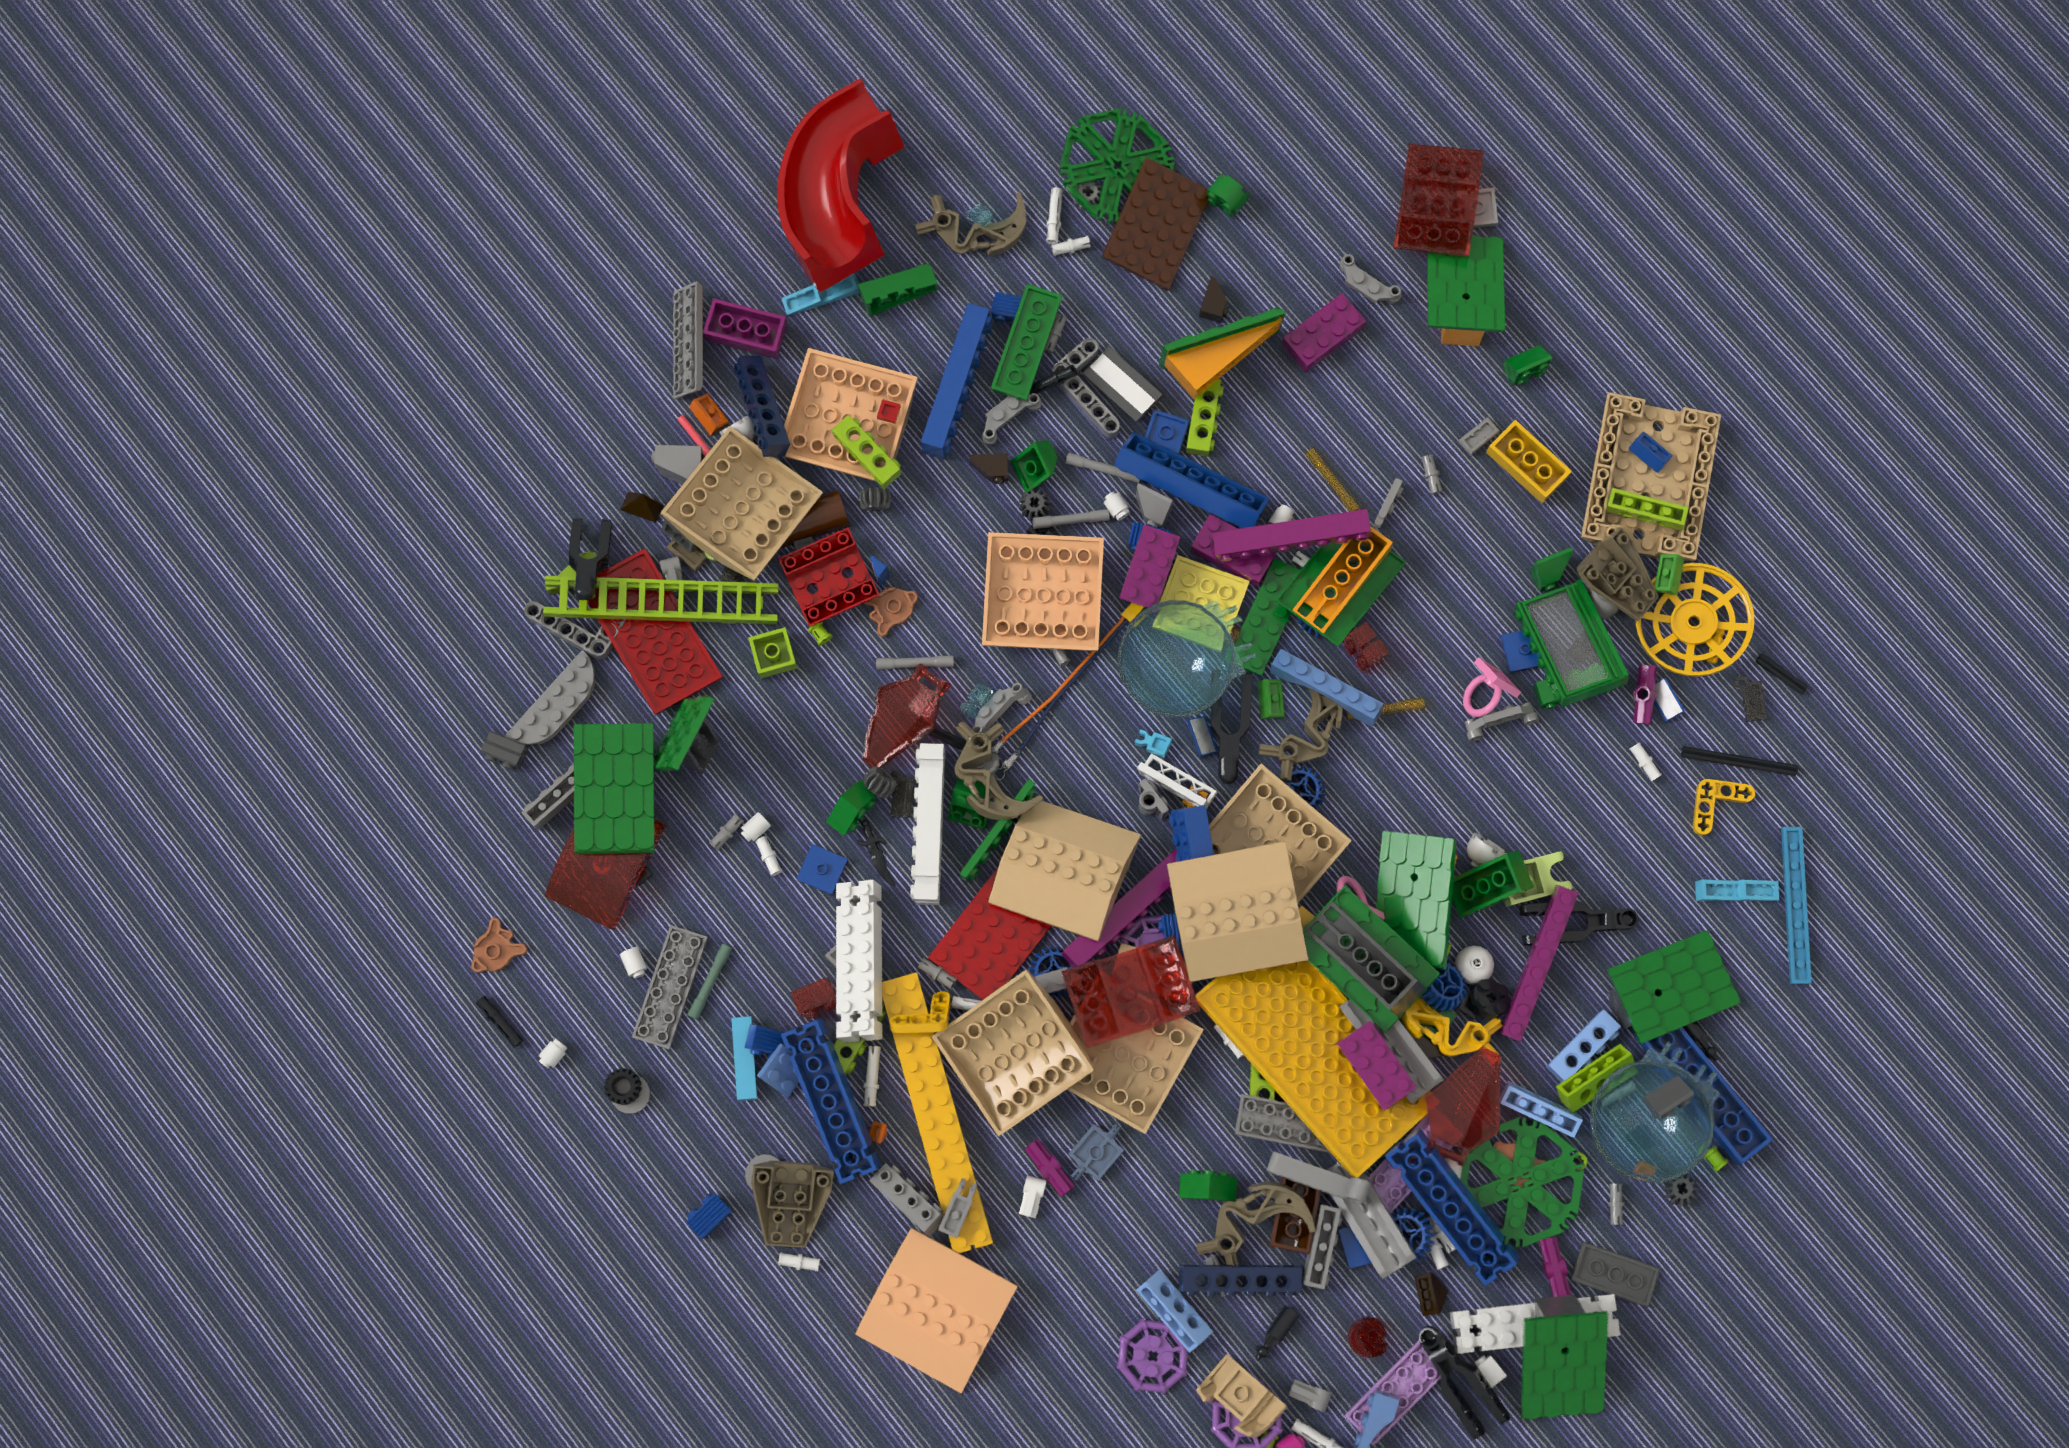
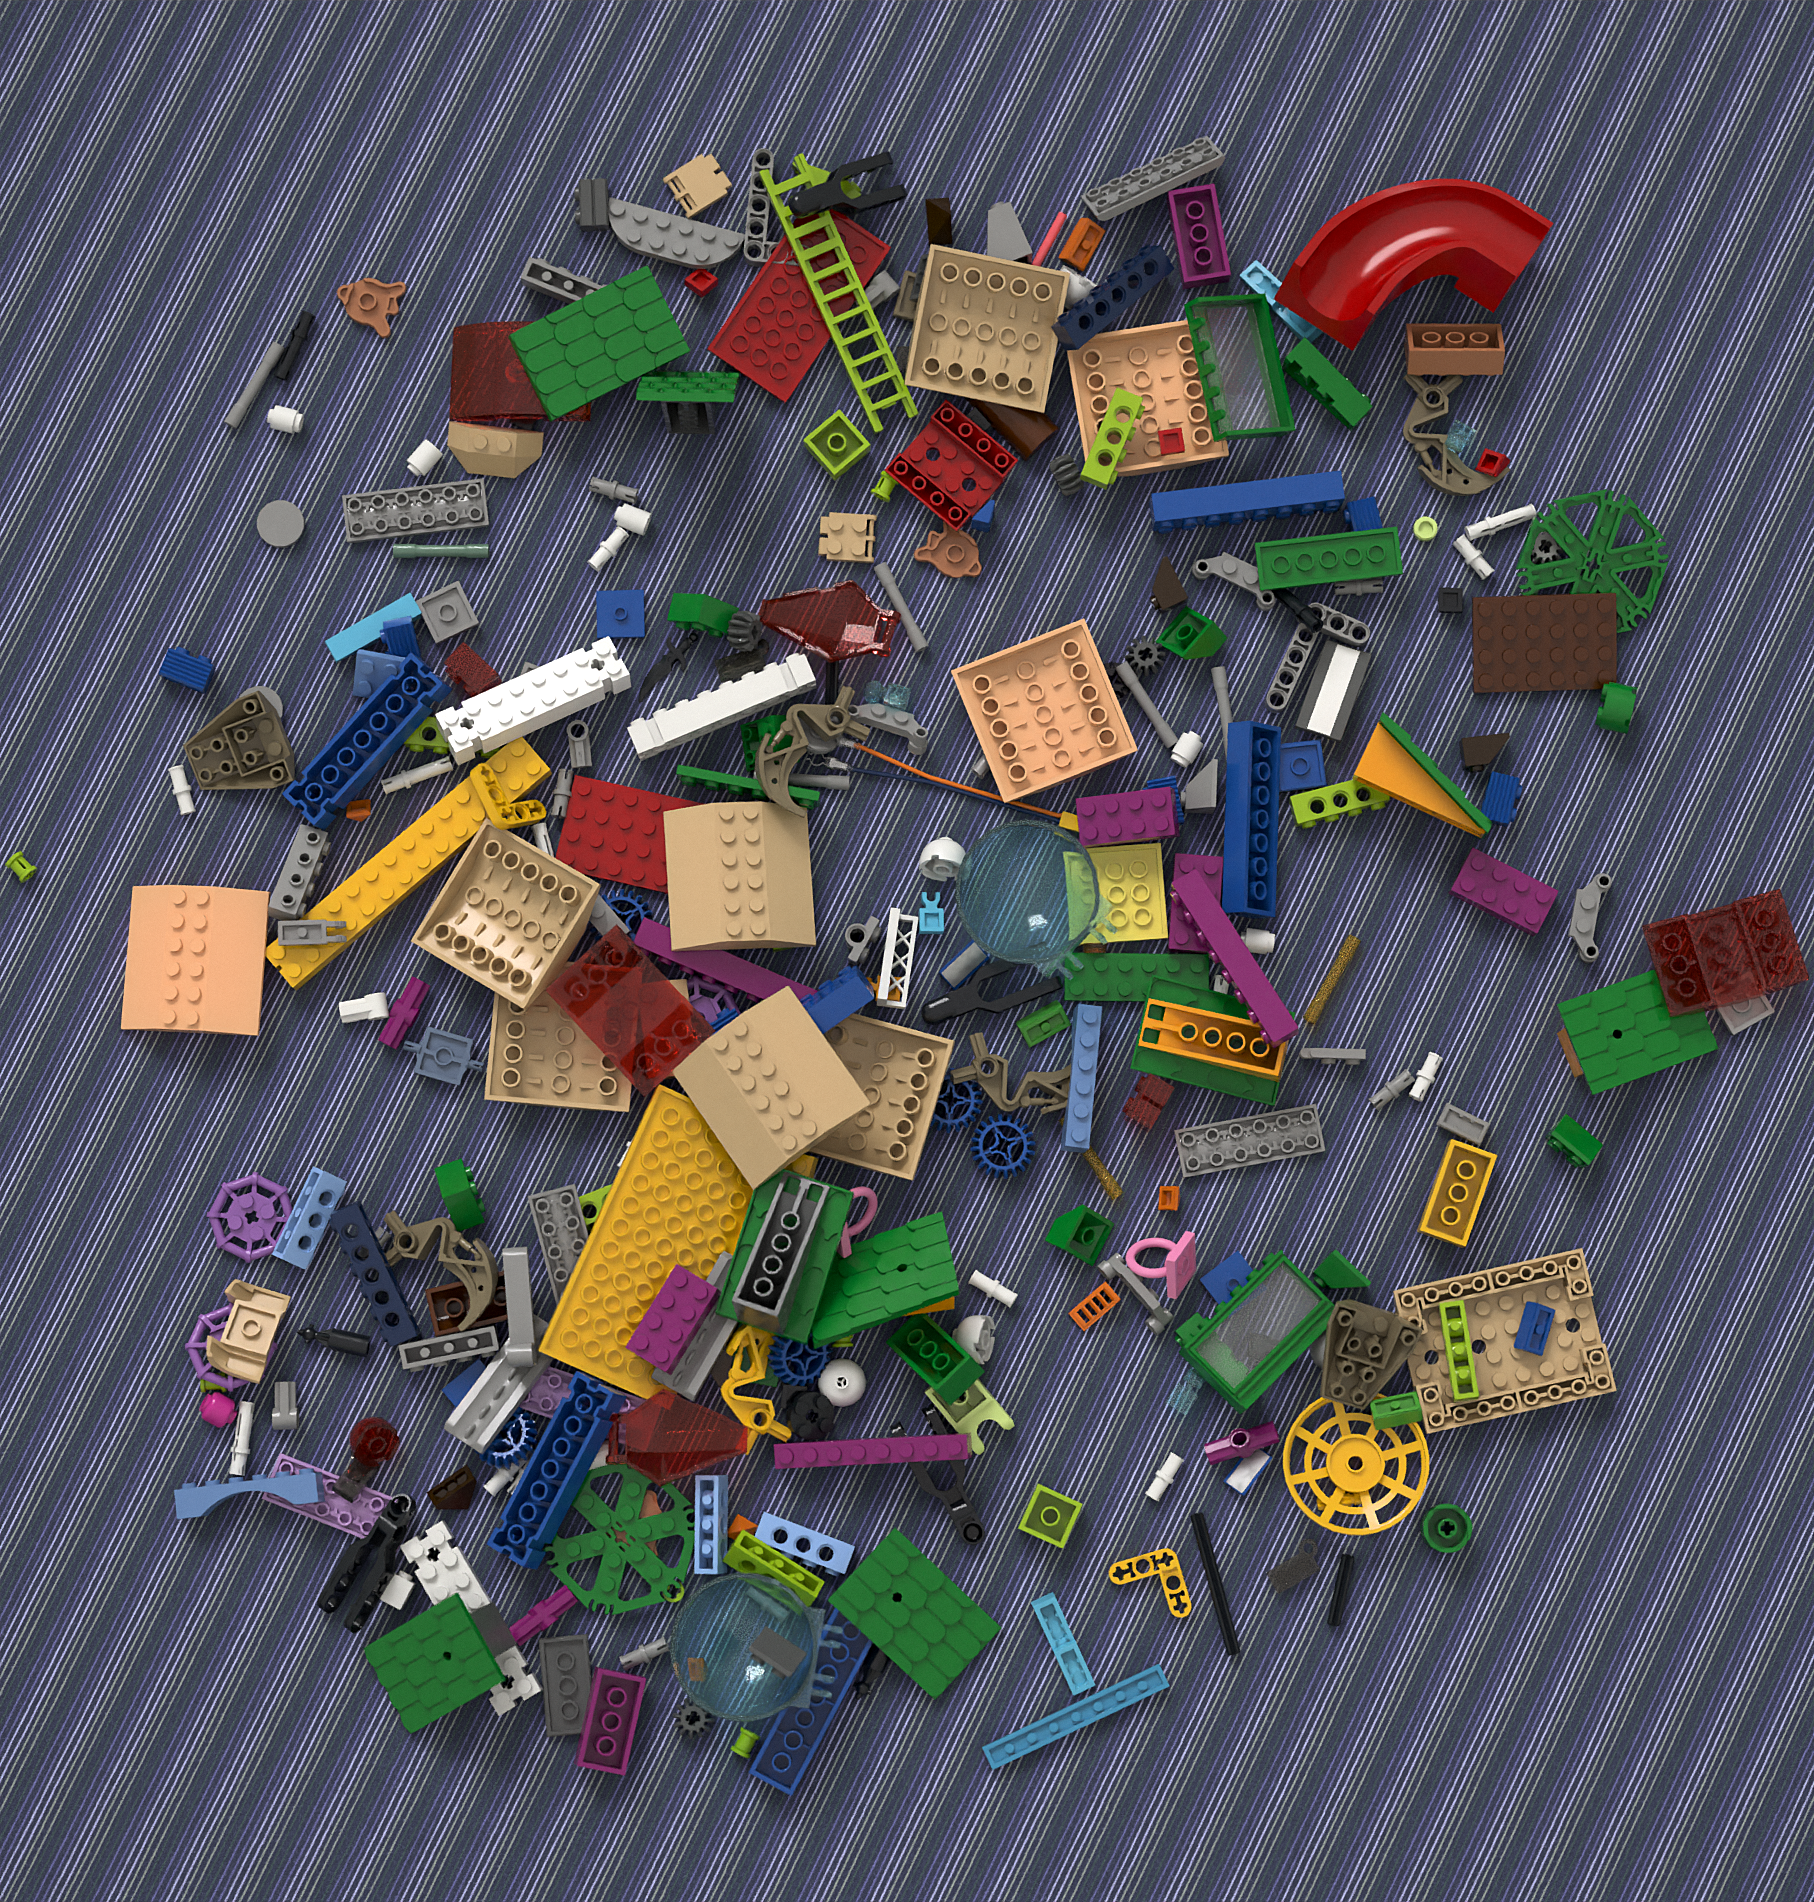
camera: 60 degrees right, 5 degrees up
(502, 1047) = (268, 362): none -> light grey piece
(527, 666) = (698, 184): none -> tan plate
(601, 697) = (701, 282): none -> red plate
(631, 1095) = (293, 521): black tyre -> none
(651, 907) = (494, 449): none -> tan wedge
(759, 997) = (447, 612): none -> light grey plate
(800, 1414) = (21, 867): none -> lime bush
(844, 678) = (847, 537): none -> tan plate
(856, 341) = (1239, 367): none -> clear window
(909, 944) = (579, 747): none -> light grey piece
(915, 189) = (1454, 349): none -> nougat brick
(1009, 201) = (1492, 463): none -> red slope
(1020, 773) = (829, 781): none -> light grey piece
(1034, 270) = (1425, 529): none -> yellowish green tile
(1094, 275) = (1450, 600): none -> black plate
(1117, 714) = (941, 859): none -> white cylinder
(1252, 302) = (1500, 798): none -> blue brick
(1341, 768) = (994, 1126): none -> blue gear
(1391, 1366) = (354, 1479): none -> clear smoke hinge
(1424, 591) = (1249, 1140): none -> light grey plate
(1432, 446) = (1425, 1076): none -> white pin
(1440, 741) = (1080, 1233): none -> green slope
(1441, 666) = (1169, 1198): none -> orange slope
(1452, 822) = (993, 1288): none -> white pin
(1488, 750) = (1096, 1293): none -> orange slope
(1549, 1089) = (741, 1523): none -> orange slope
(1593, 721) = (1183, 1397): none -> clear light blue plate
(1640, 856) = (1050, 1516): none -> lime brick
(1658, 1252) = (610, 1720): none -> magenta brick
(1779, 576) = (1455, 1538): none -> green brick

